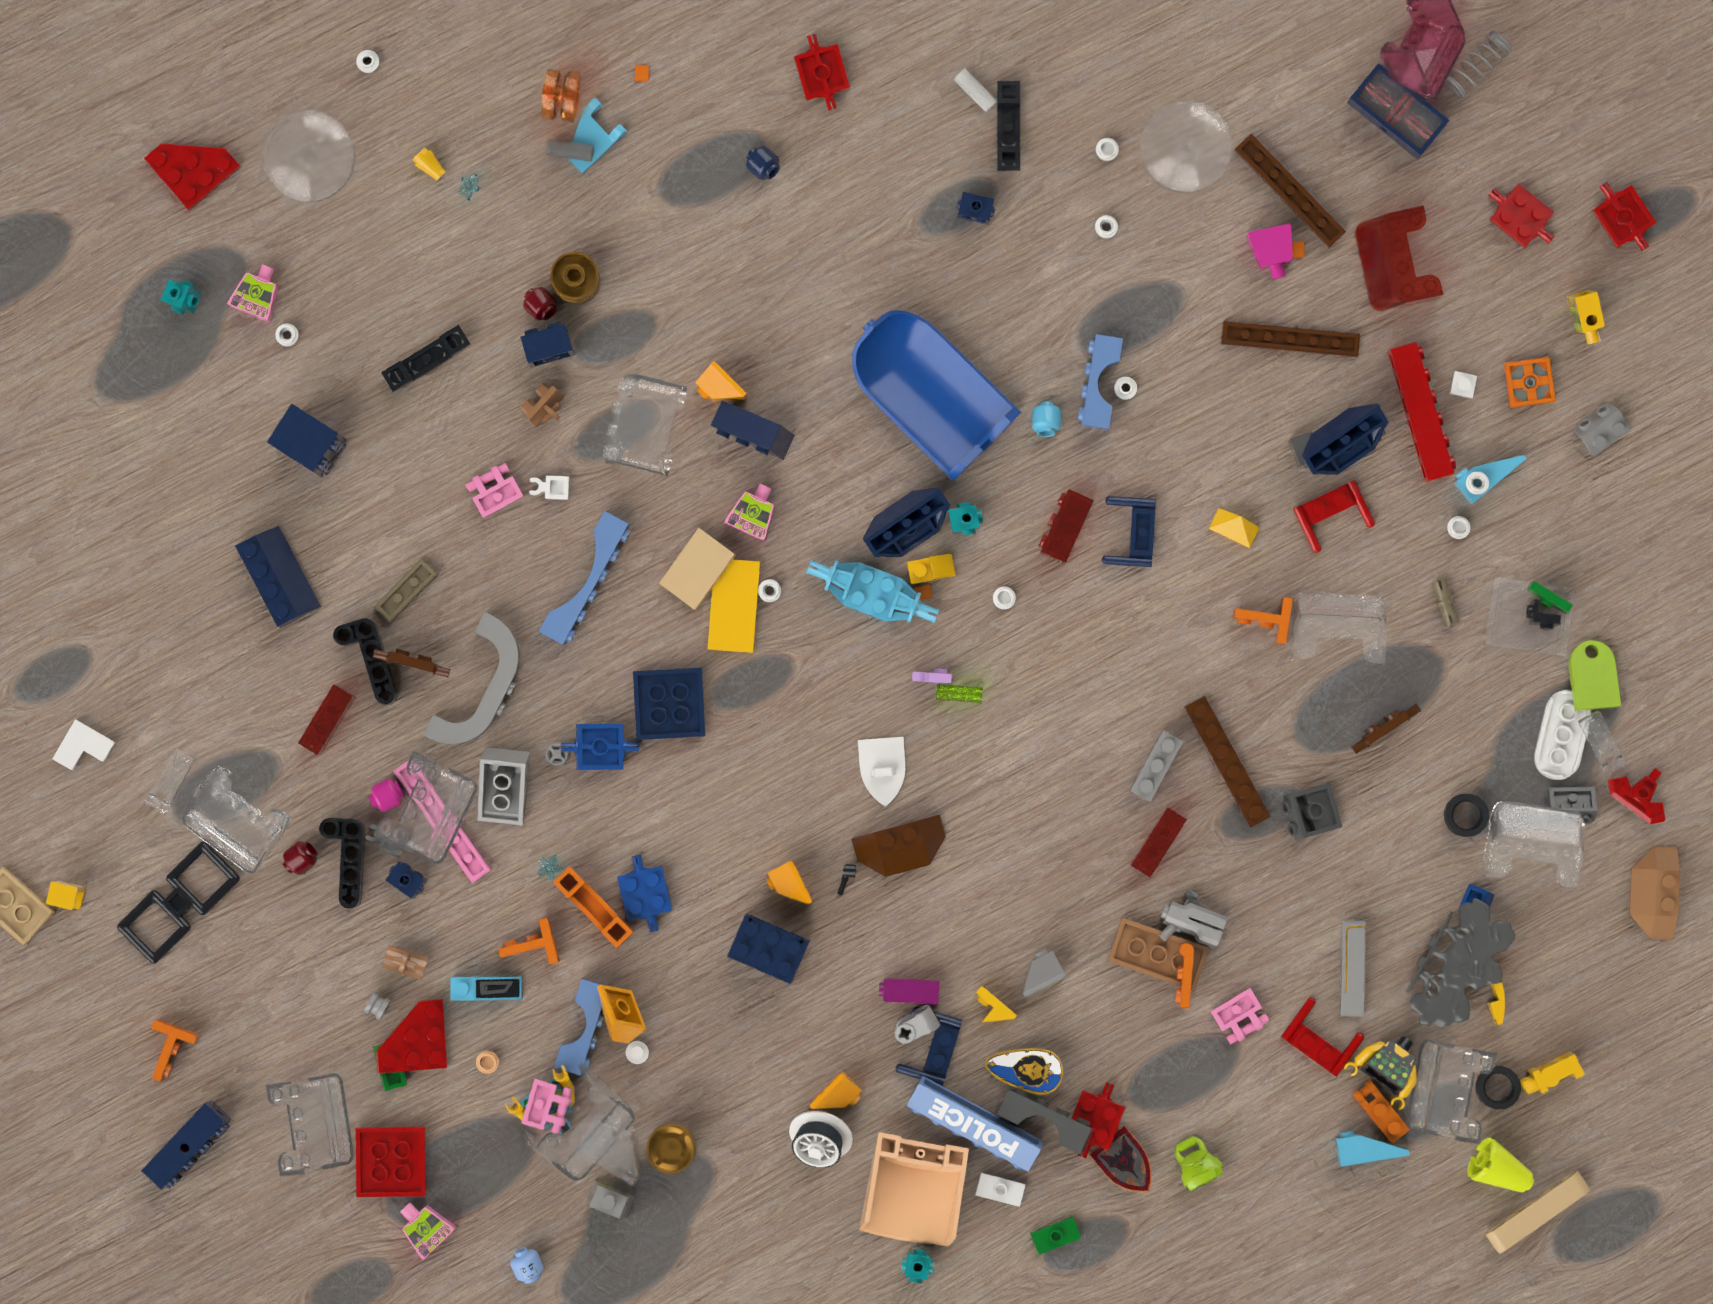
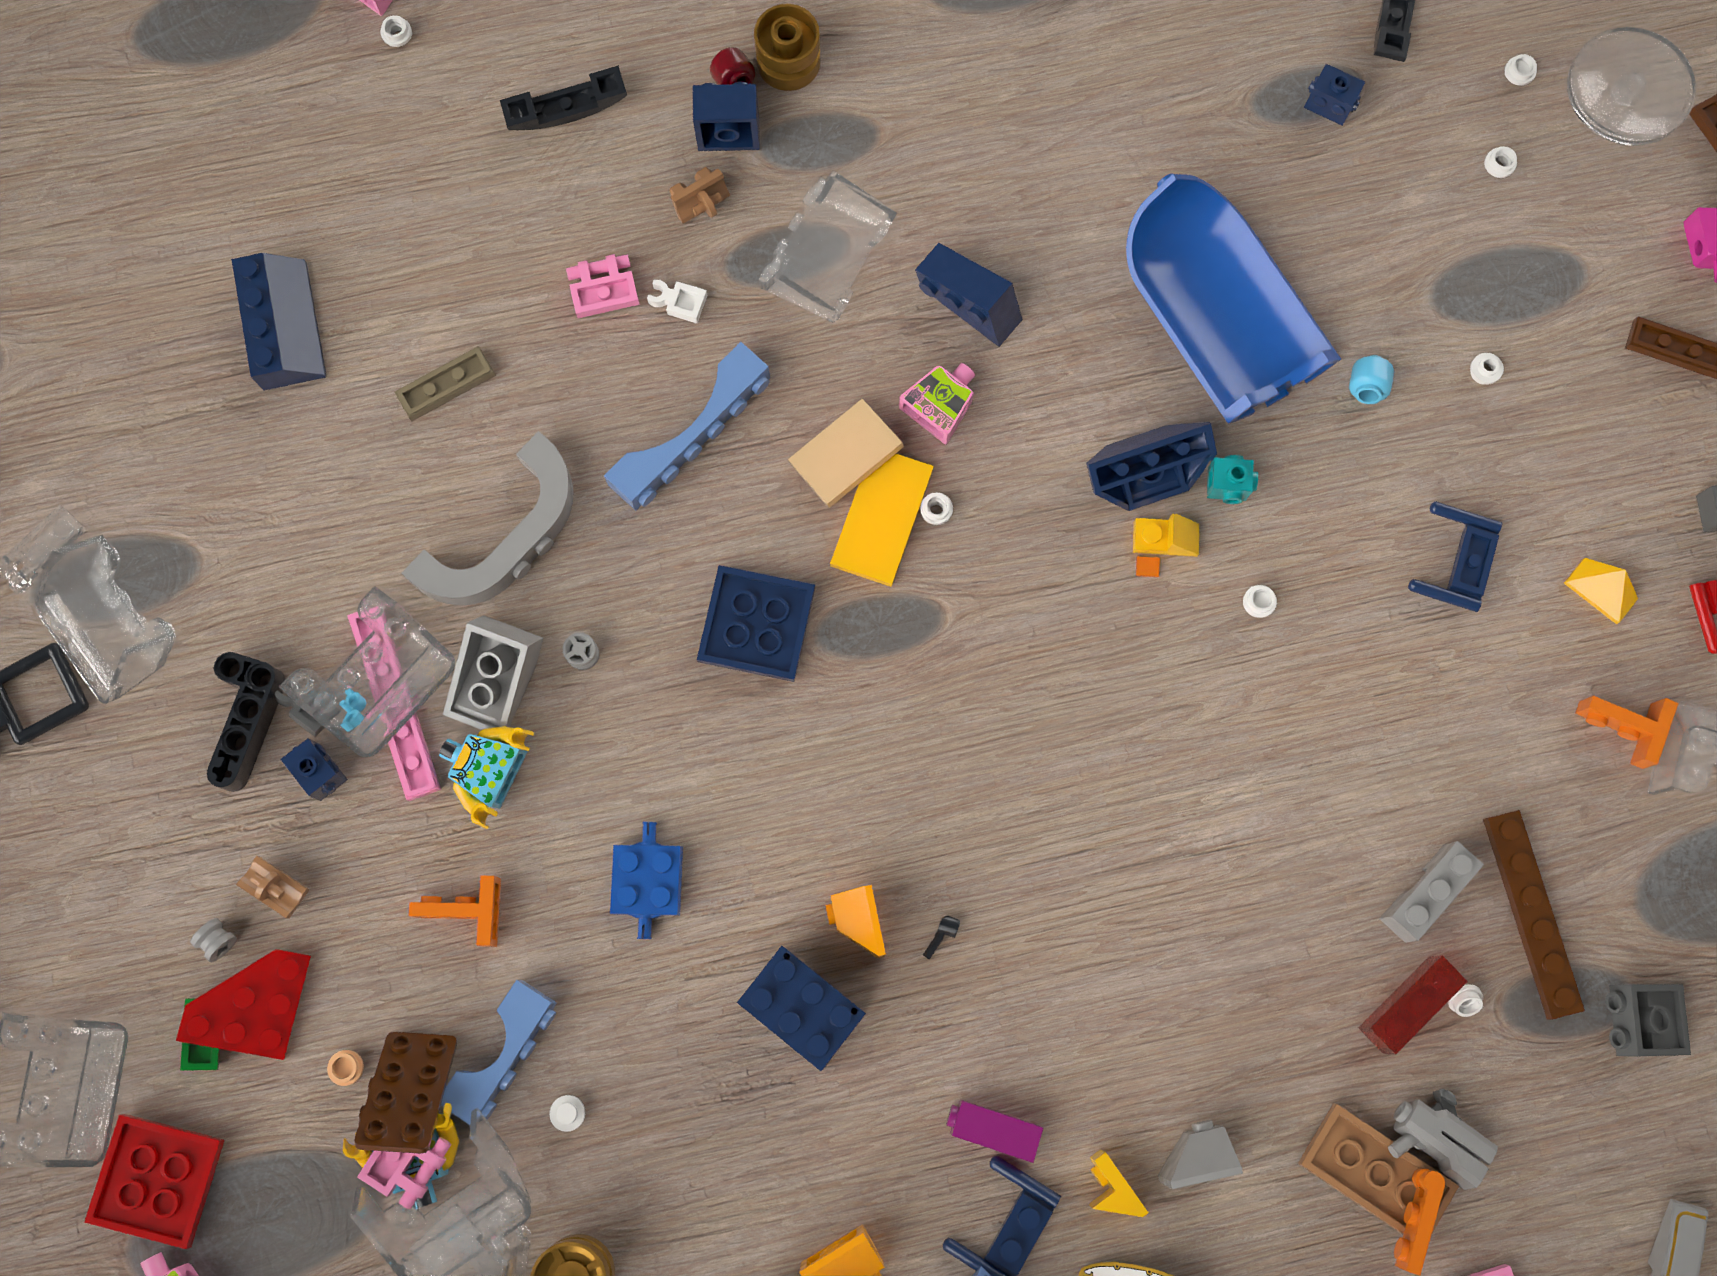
camera: 10 degrees right, 10 degrees down
(300, 857) = (177, 699): dark red head -> none
(307, 441) = (370, 147): dark blue container -> none
(326, 720) = (278, 521): clear red brick -> none
(371, 663) = (364, 462): black beam -> none
(386, 795) = (326, 644): dark pink head -> none
(402, 657) = (427, 474): reddish brown plate -> none
(421, 832) = (353, 705): none -> medium azure piece
(486, 988) = (375, 956): slope -> none
(518, 849) = (485, 768): none -> torso
(534, 1065) = (406, 1093): none -> reddish brown bracket
(549, 867) = (523, 807): clear light blue plant -> none
(593, 906) = (567, 878): orange arch -> none
(599, 746) = (642, 655): blue plate -> none
(621, 1013) = (559, 1047): light orange slope -> none
(719, 385) = (941, 220): light orange slope -> none
(872, 591) = (1078, 545): medium azure plate -> none
(882, 767) = (1032, 790): white shield -> none
(901, 846) = (1032, 910): reddish brown wedge -> none
(919, 1022) = (997, 1185): light grey piece -> none
(937, 676) = (1142, 683): lavender plate -> none
(962, 692) = (1164, 715): clear neon green piece -> none
(1065, 526) = (1368, 525): clear red brick -> none
(1096, 411) = (1444, 384): medium blue arch -> none
(1192, 830) = (1467, 1001): none -> white plate

